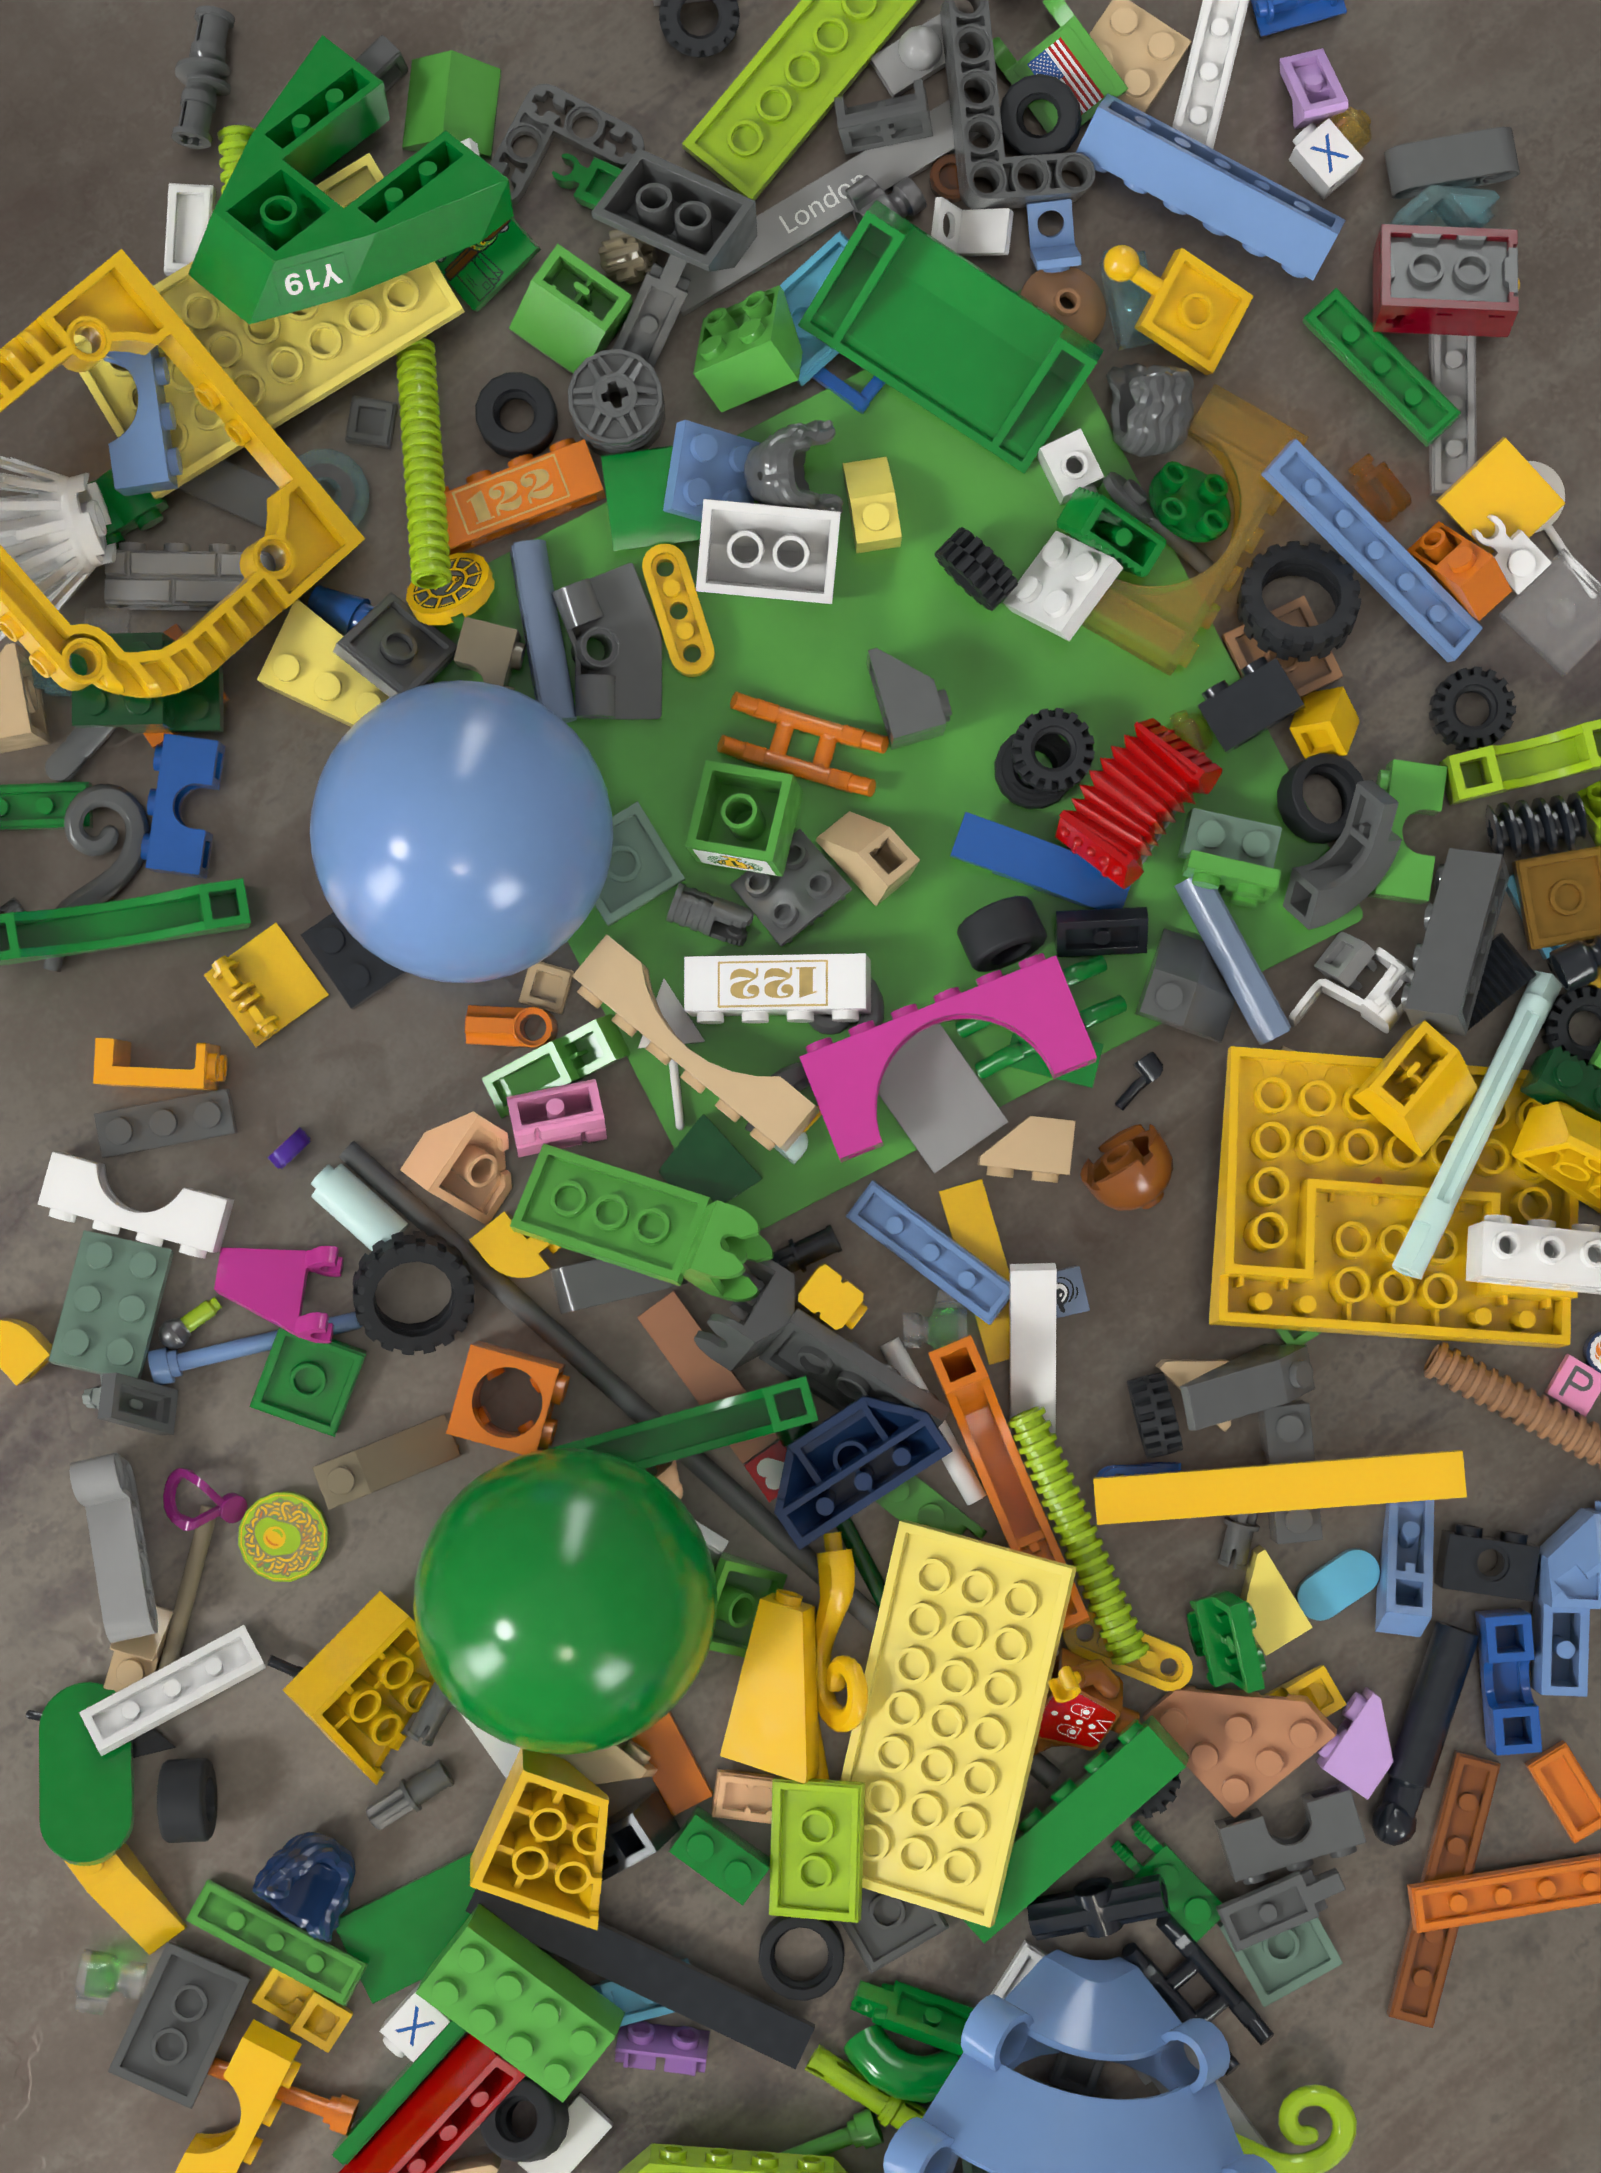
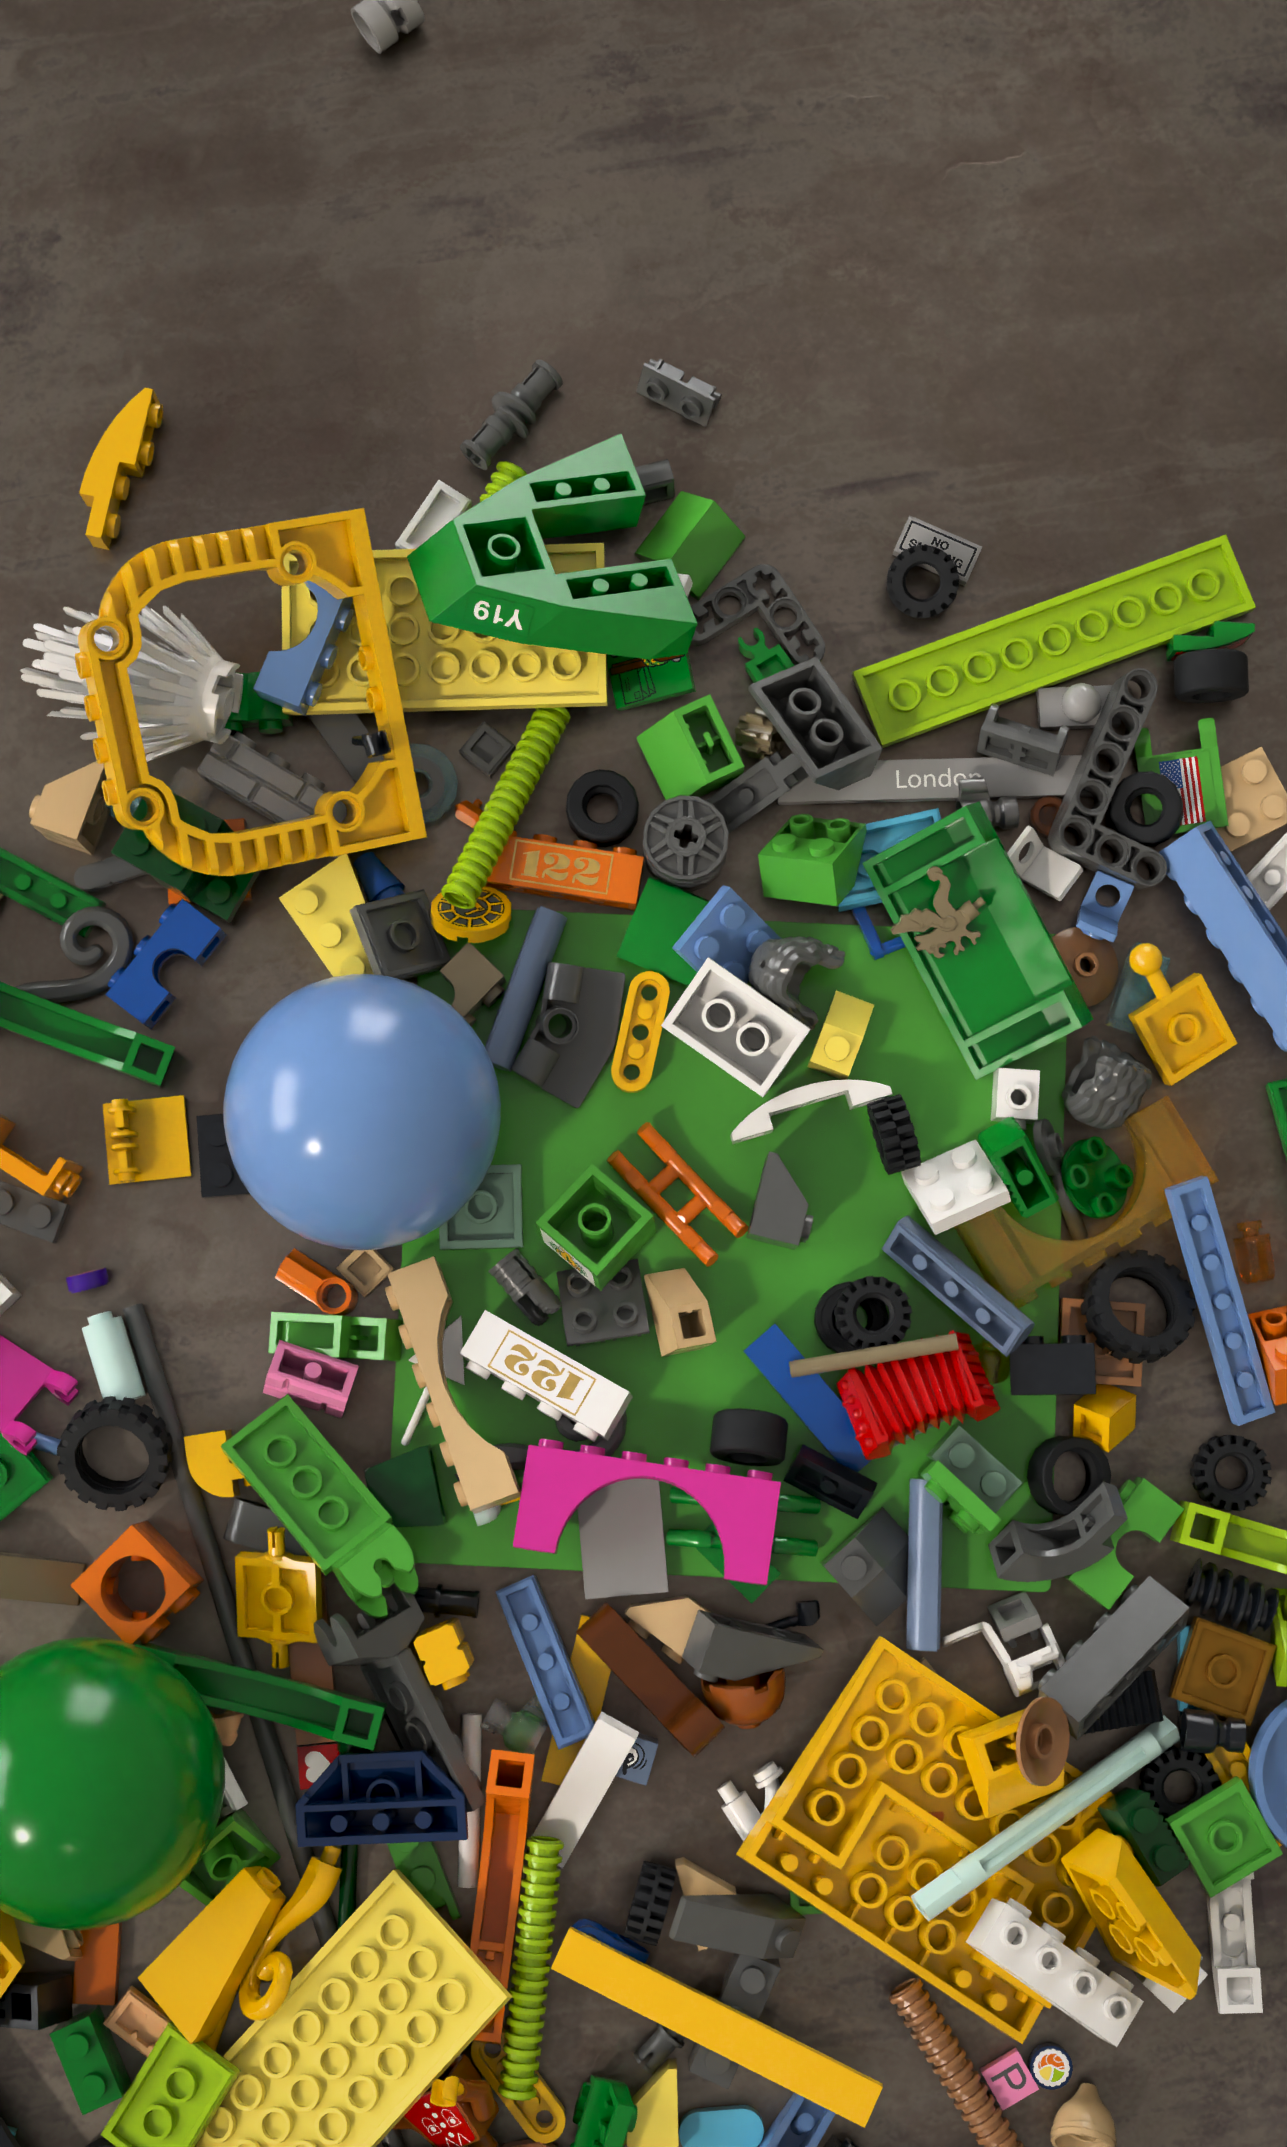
camera: 25 degrees right, 5 degrees down
(266, 475) = (375, 744): none -> black hand
(390, 493) = (468, 812): none -> orange rock
(463, 1165) = (214, 1374): light nougat slope -> none
(645, 1335) = (277, 1596): none -> yellow plate
(916, 337) = (947, 925): none -> dark tan piece
(917, 549) = (856, 1091): none -> white slope
(1037, 1212) = (650, 1680): none -> reddish brown beam
(1076, 787) = (873, 1355): none -> dark tan bar
(1107, 1133) = (742, 1649): none -> dark grey slope
(1117, 678) = (958, 1286): none -> sand blue brick
(1188, 1282) = (739, 1806): none -> white plant
(1433, 1051) = (1042, 1741): none -> medium nougat dish

